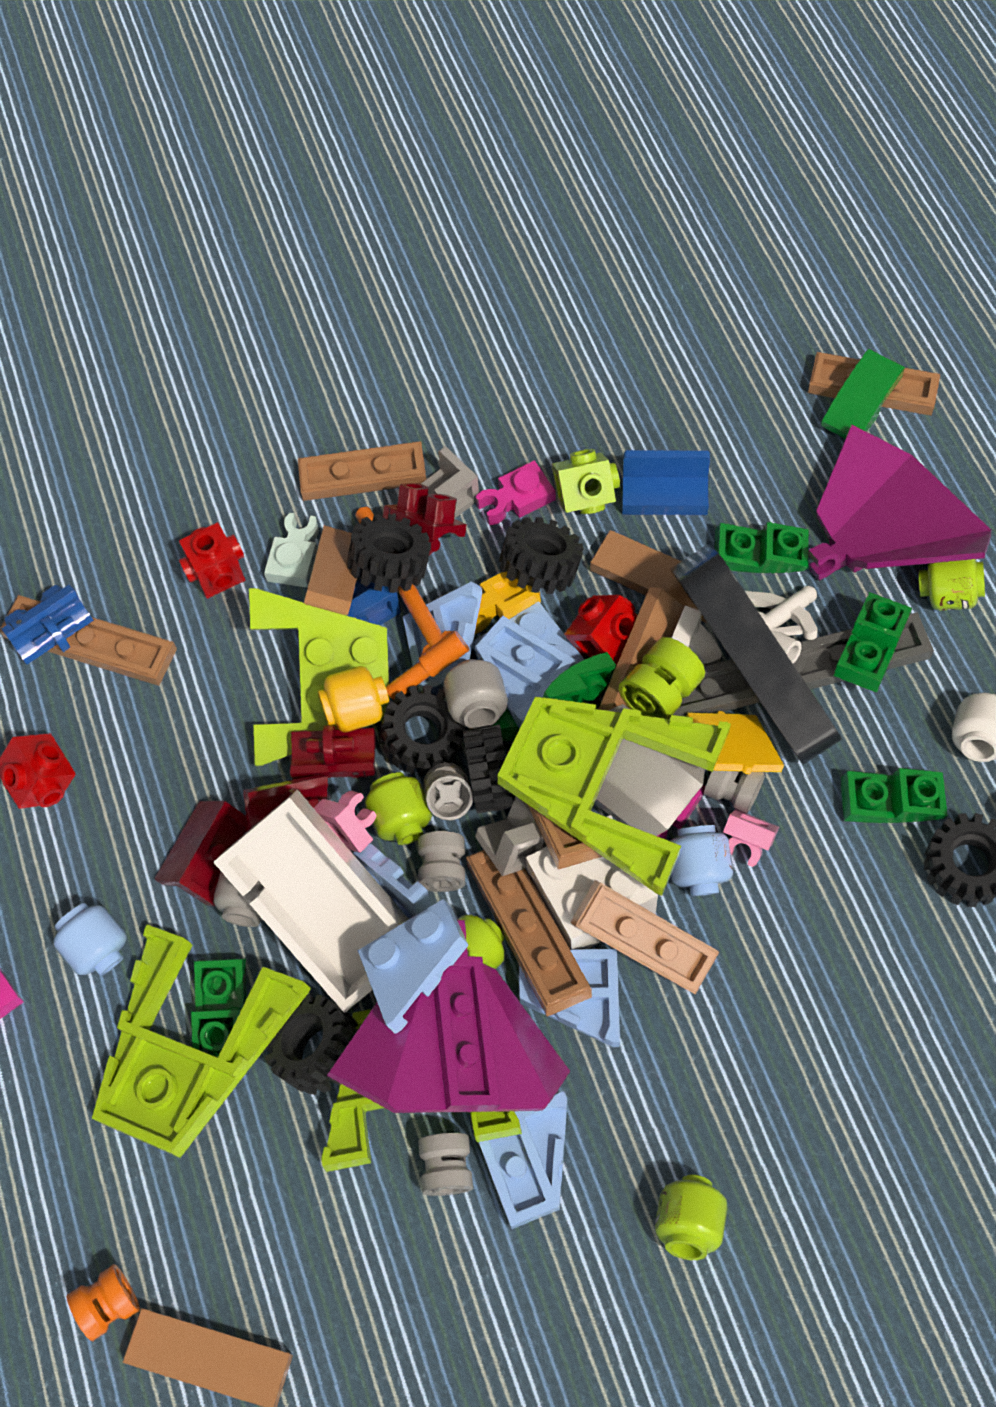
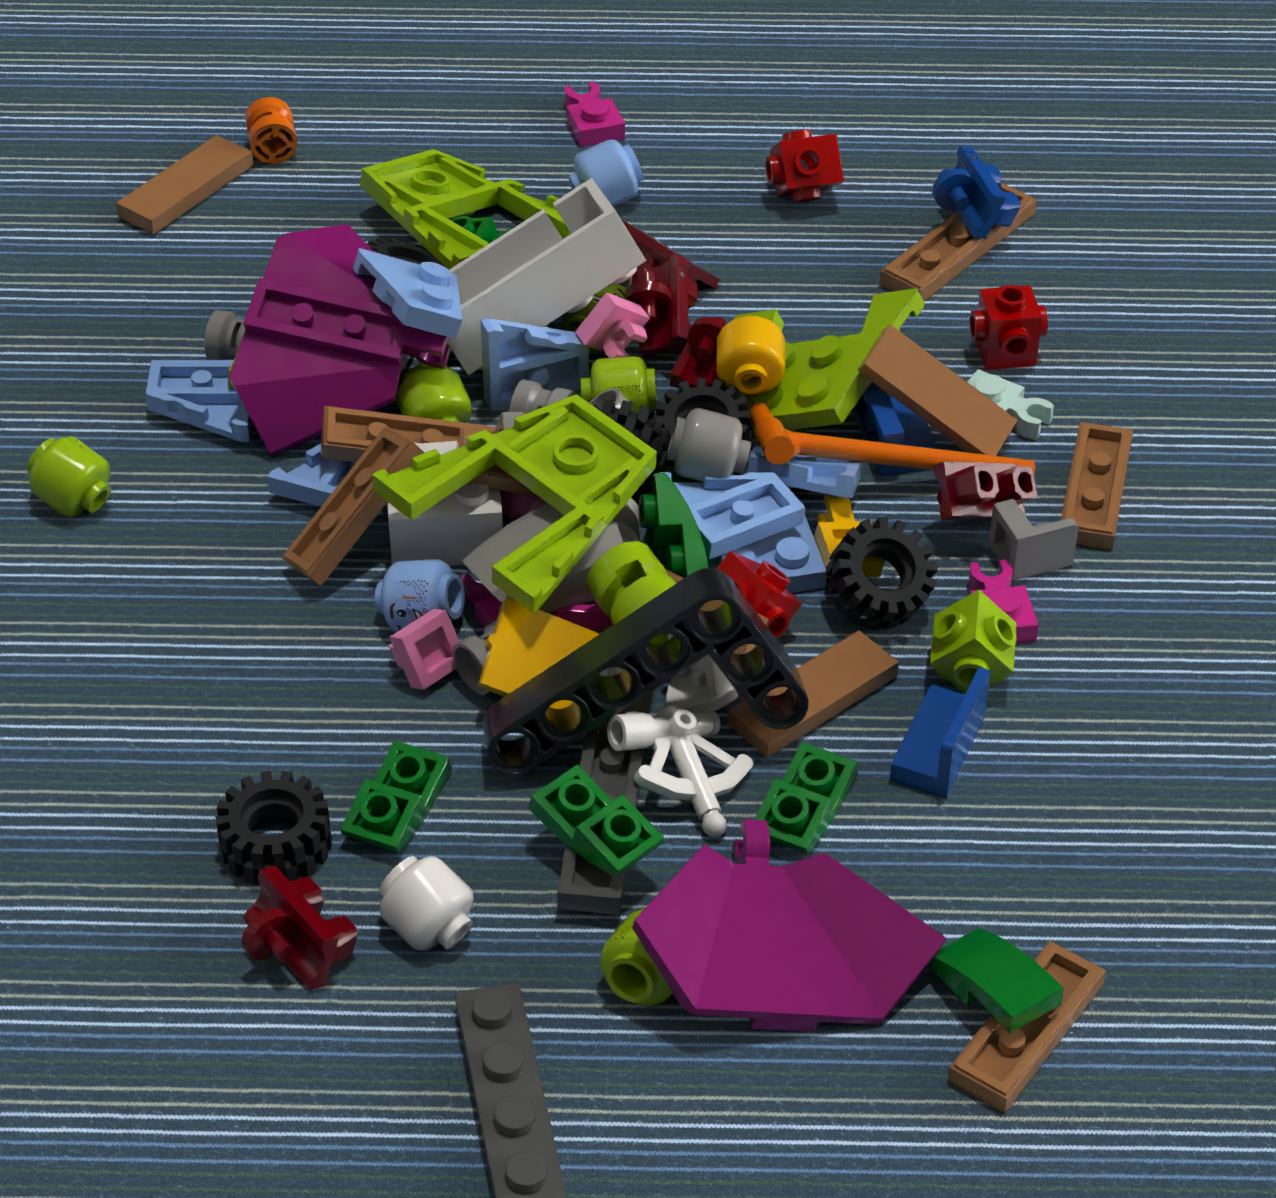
camera: 105 degrees right, 20 degrees down
(388, 553) = (940, 403): black tyre -> none

